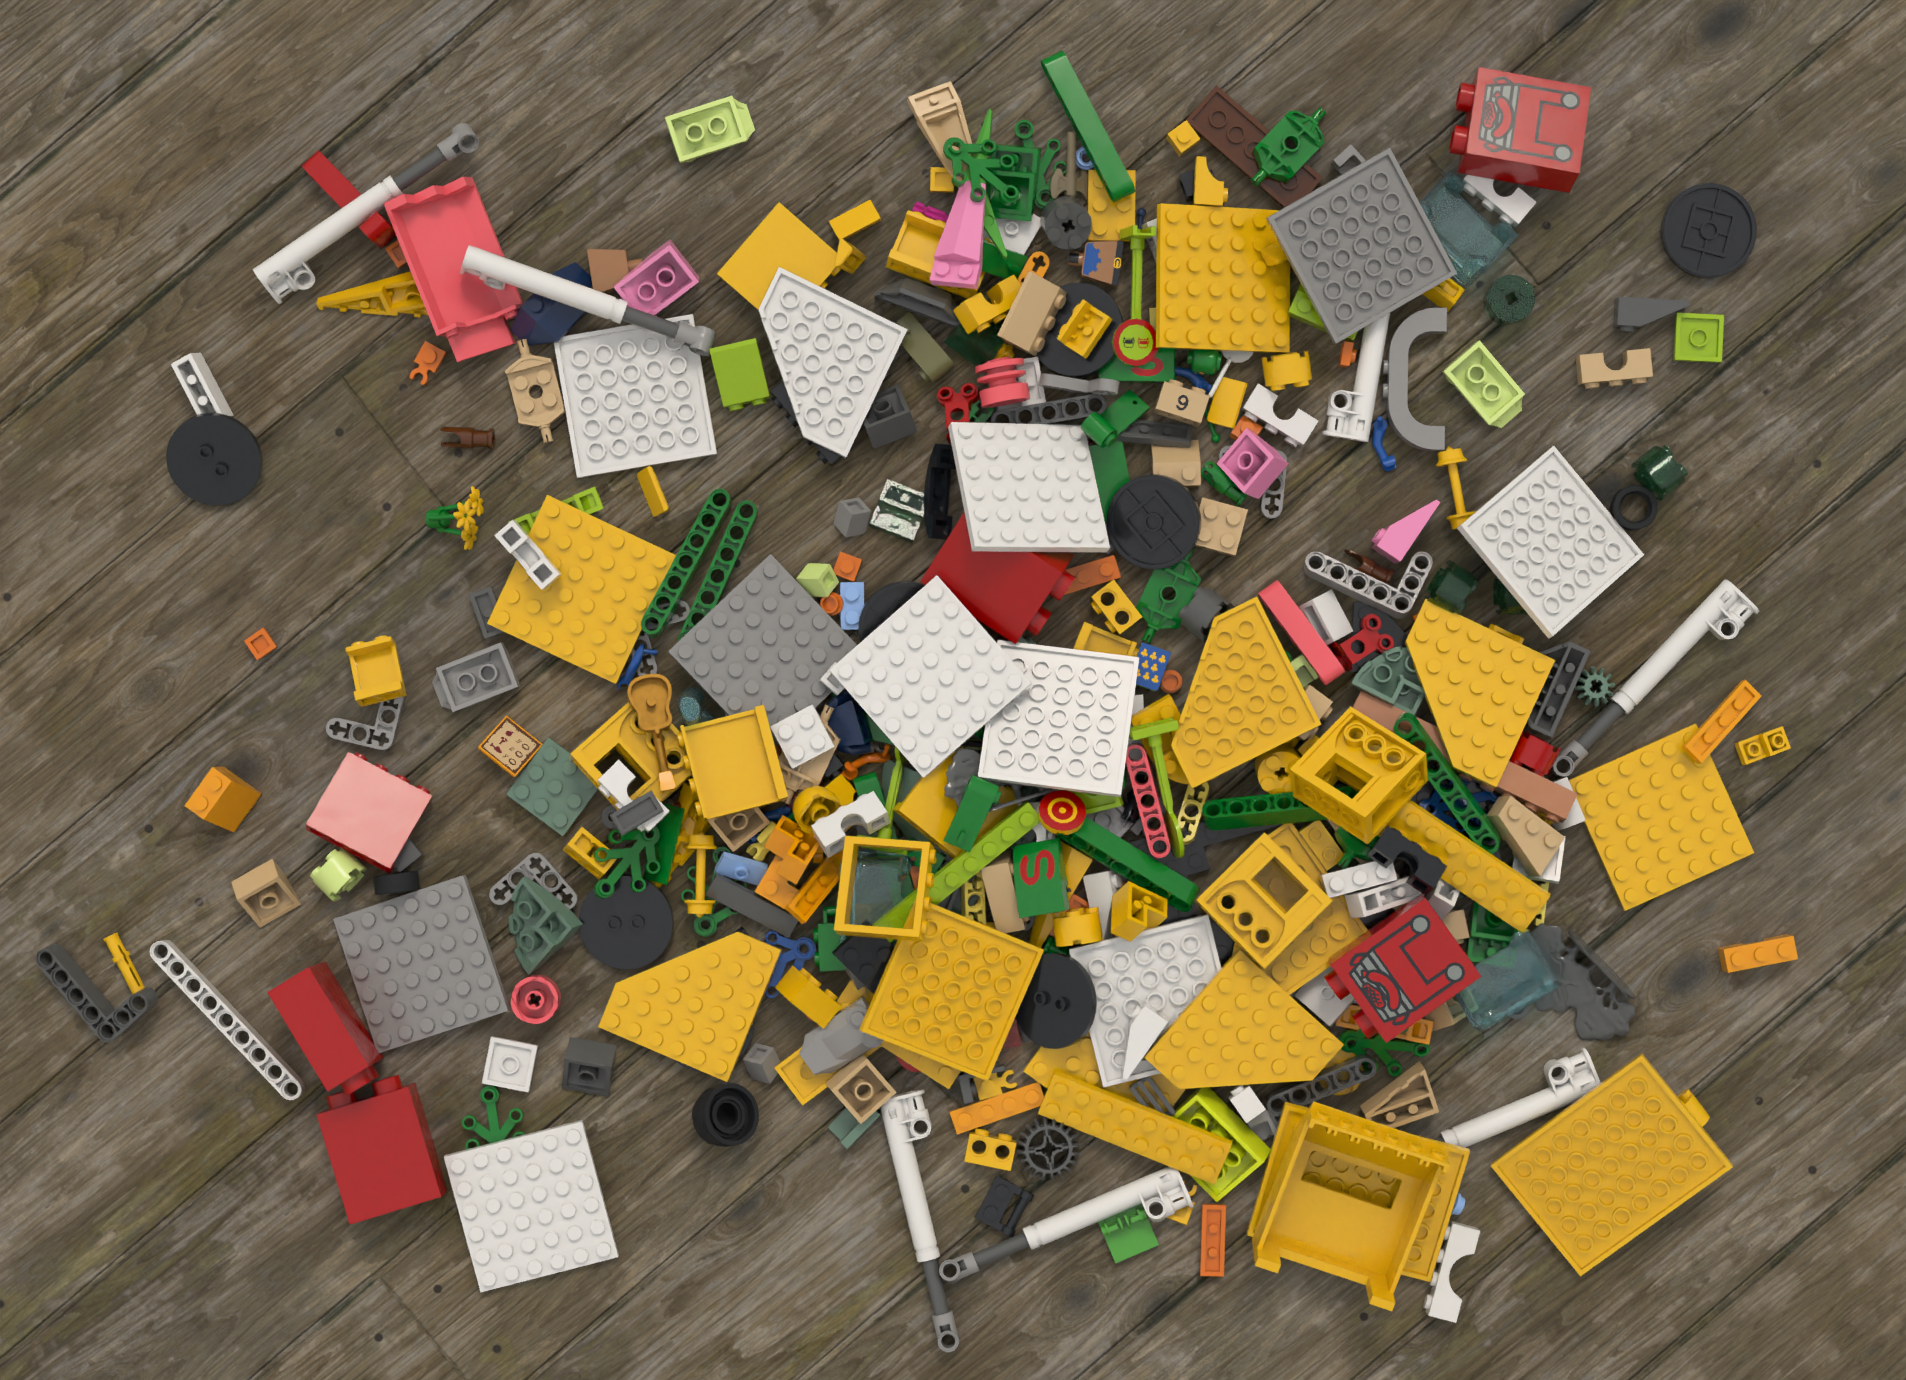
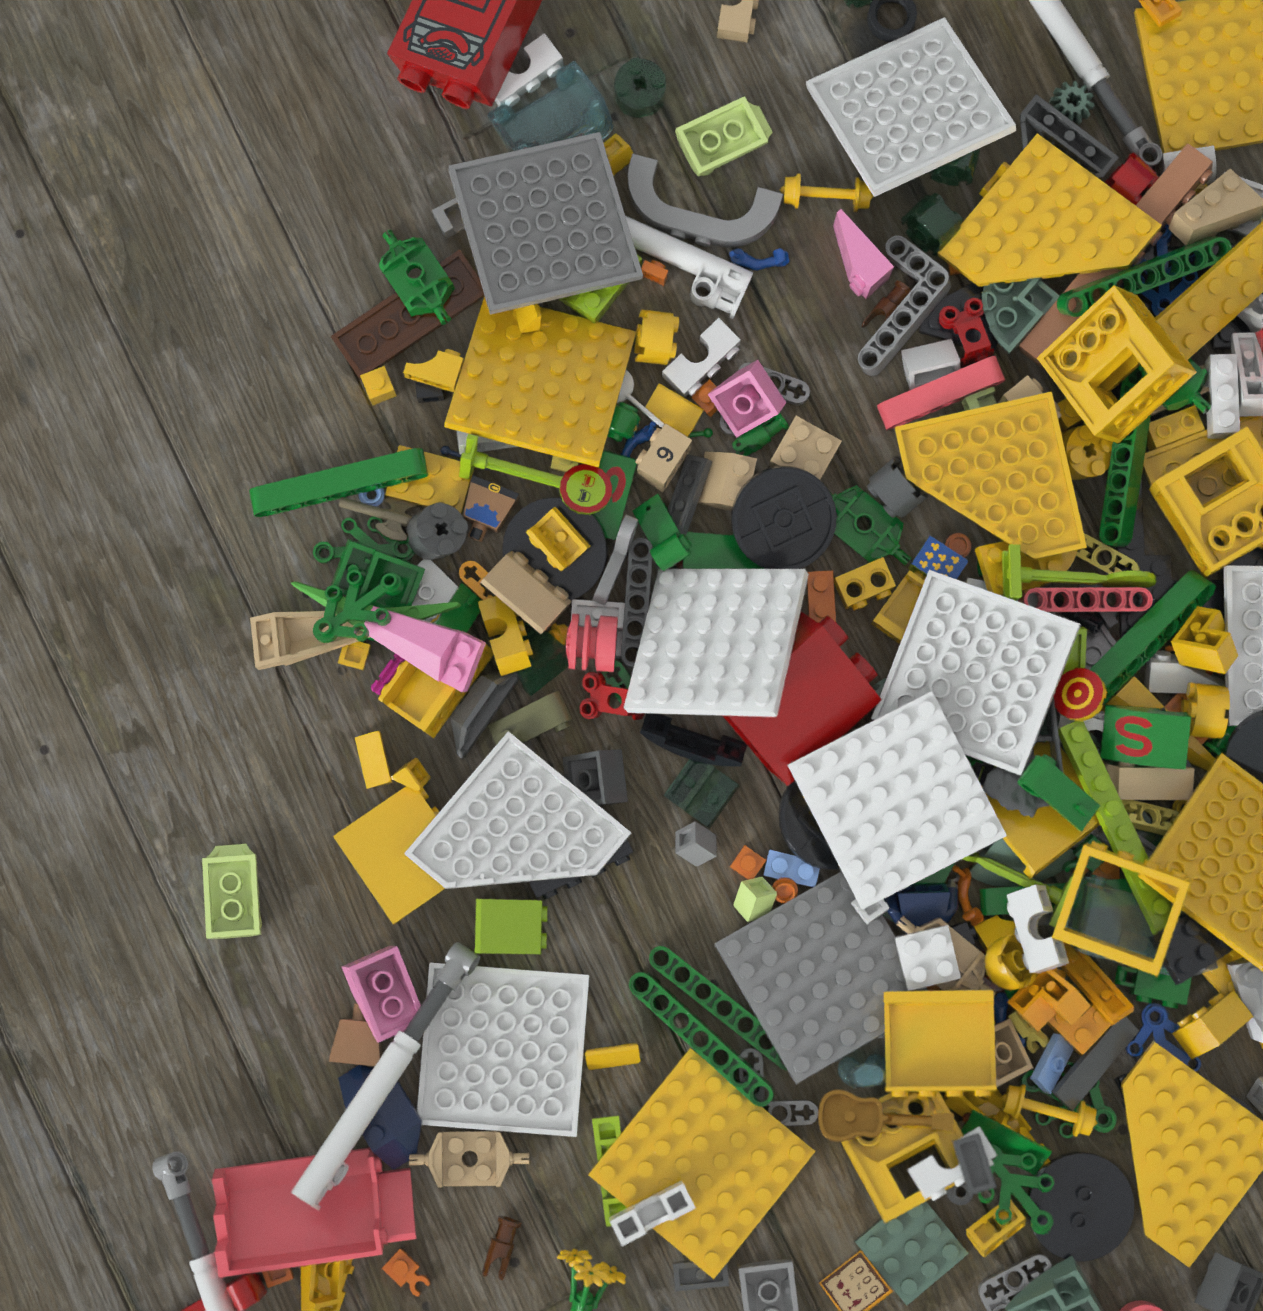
camera: 75 degrees left, 5 degrees down
(634, 665) = (801, 1126): blue piece -> none
(1424, 868) = (1233, 321): black arch -> none

